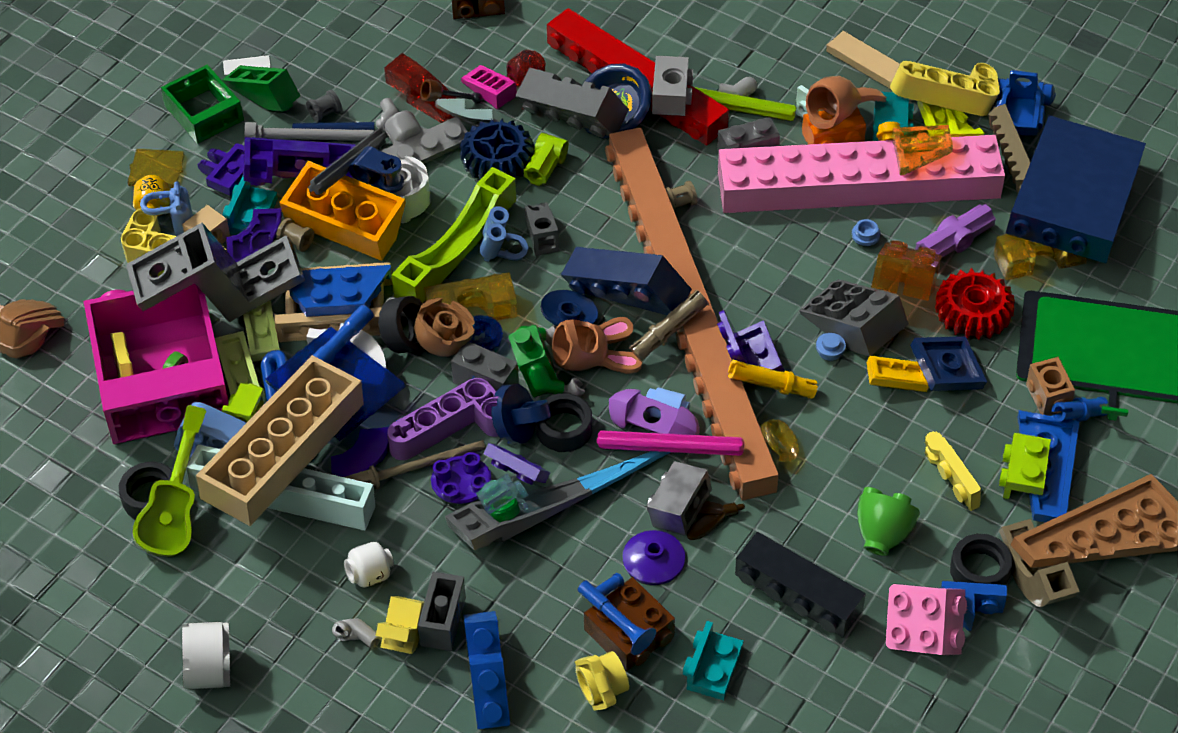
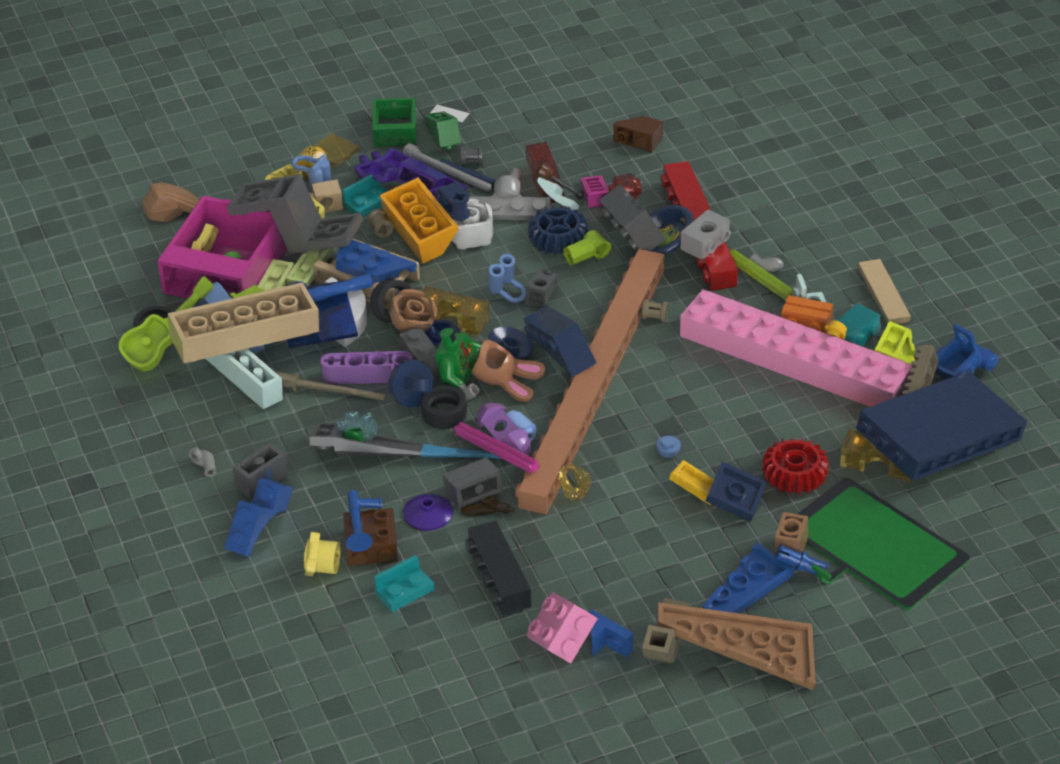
camera: 35 degrees right, 10 degrees down
(206, 655) = (100, 425): white brick -> none
(257, 235) = (363, 205): dark purple tile -> none
(340, 167) = (429, 188): dark grey axle -> none
(367, 451) = (304, 366): dark purple tile -> none
(368, 564) = (244, 426): white head -> none
(401, 625) = (222, 469): light yellow brick -> none
(441, 258) = (526, 250): lime arch -> none
(460, 478) = (346, 402): dark purple dish -> none
(508, 461) = (386, 415): hinge -> none
(670, 324) = (552, 380): dark tan pin -> none
(748, 135) = (741, 292): flat silver brick -> none
(751, 344) = (603, 423): bracket -> none
(784, 381) = (601, 442): yellow pin -> none
(838, 98) = (813, 290): nougat piece -> none
(858, 314) = (703, 435): dark grey slope -> none
(866, 232) = (765, 389): medium blue plate -> none
(885, 519) = (592, 559): bright green piece -> none
(907, 265) = (761, 417): clear orange piece -> none
(920, 146) = (841, 344): clear yellow wing -> none
(947, 88) = (908, 320): light yellow beam -> none
(953, 469) = (673, 555): light yellow hinge -> none
(959, 232) = (825, 418): medium lavender piece -> none
(986, 545) = (635, 603): black tyre -> none
(1026, 465) = (725, 574): lime bracket -> none

